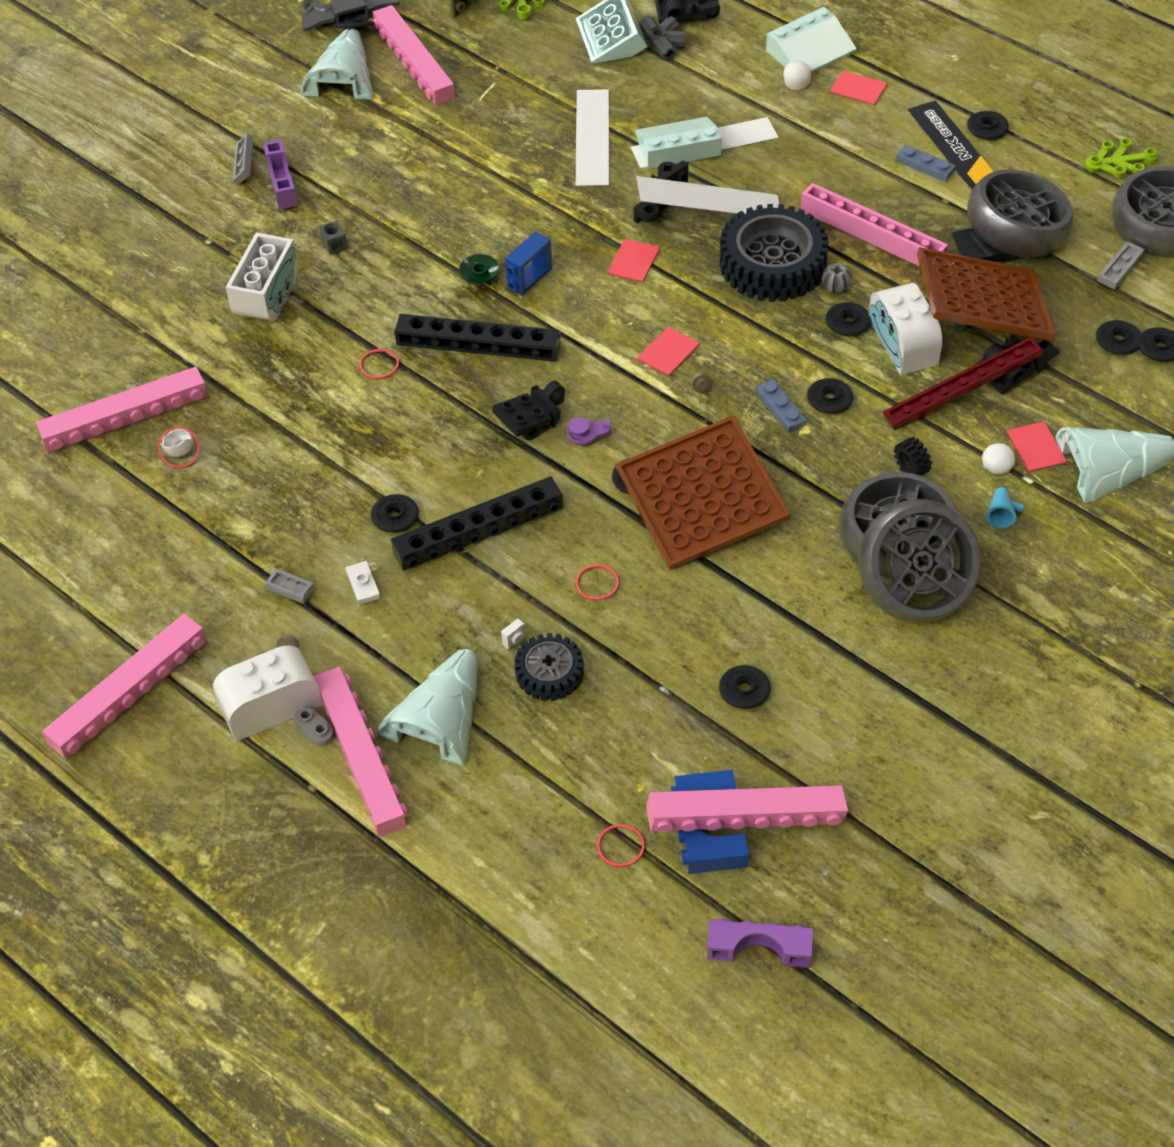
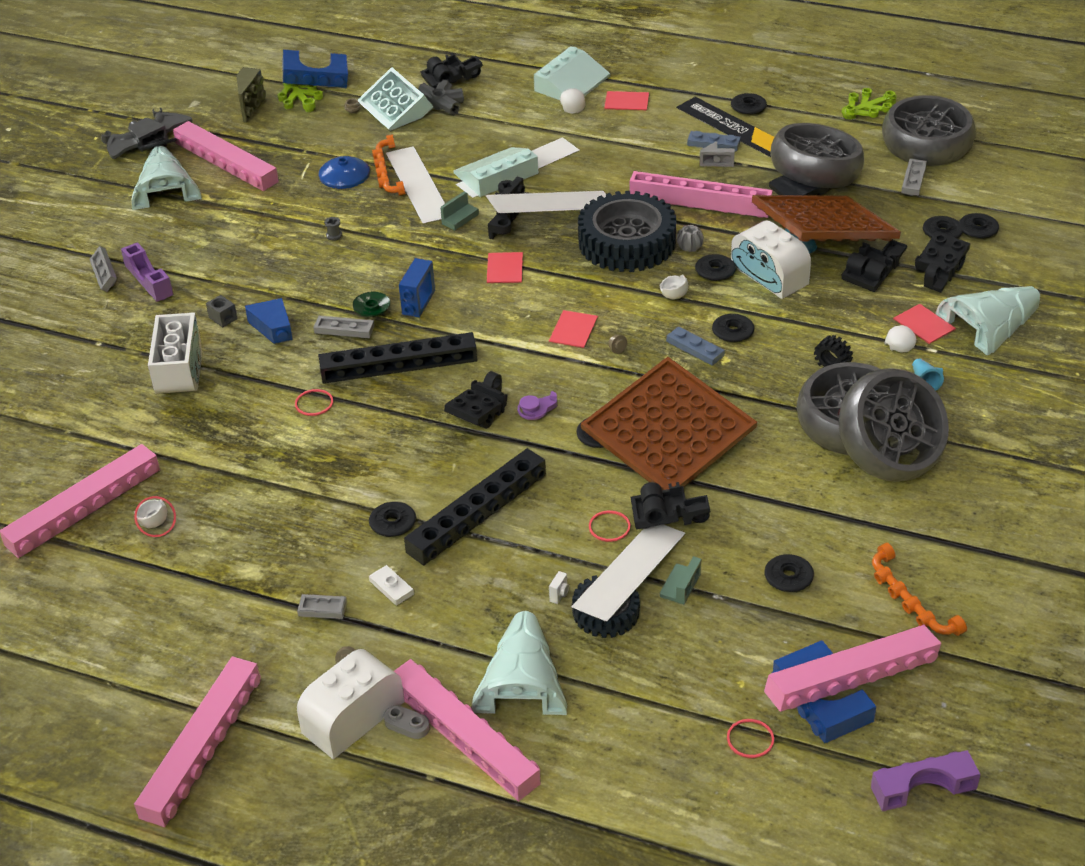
camera: 20 degrees left, 10 degrees down
(376, 260) = (270, 320): none -> blue slope
(442, 287) = (344, 326): none -> light grey plate
(481, 170) = (333, 230): none -> dark grey bush
(524, 104) = (344, 172): none -> blue dish
(564, 103) = (381, 167): none -> orange bar
(567, 24) = (352, 105): none -> dark tan plate
(586, 637) = (627, 571): none -> white sticker
(614, 182) = (458, 212): none -> sand green panel
(635, 663) = (682, 581): none -> sand green panel
(654, 578) = (665, 506): none -> black plate
(791, 331) = (674, 287): none -> white hair
(847, 757) = (911, 603): none -> orange bar
(913, 183) = (717, 157): none -> light grey slope
(962, 383) = (841, 289): dark red tile -> none
(1091, 376) = (941, 259): none -> black plate

